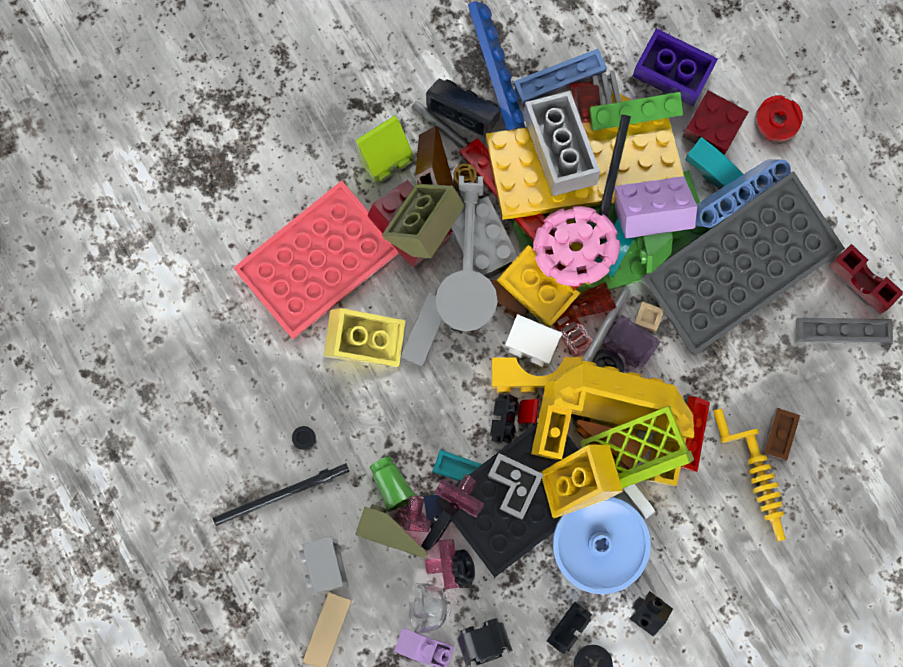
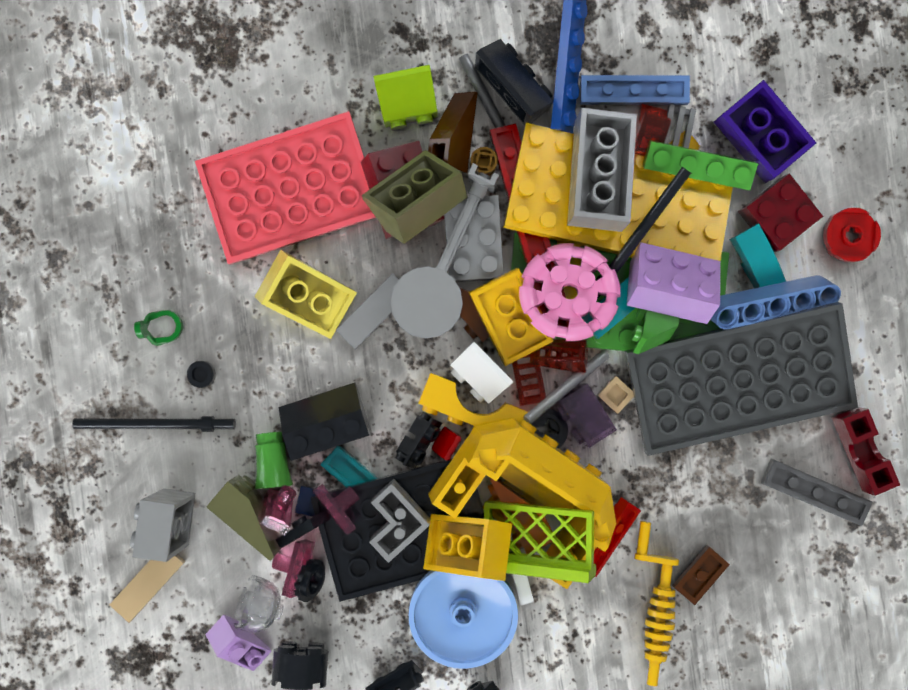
camera: 15 degrees right, 10 degrees up
(244, 420) = (141, 327): none -> green piece
(421, 434) = (323, 421): none -> black slope

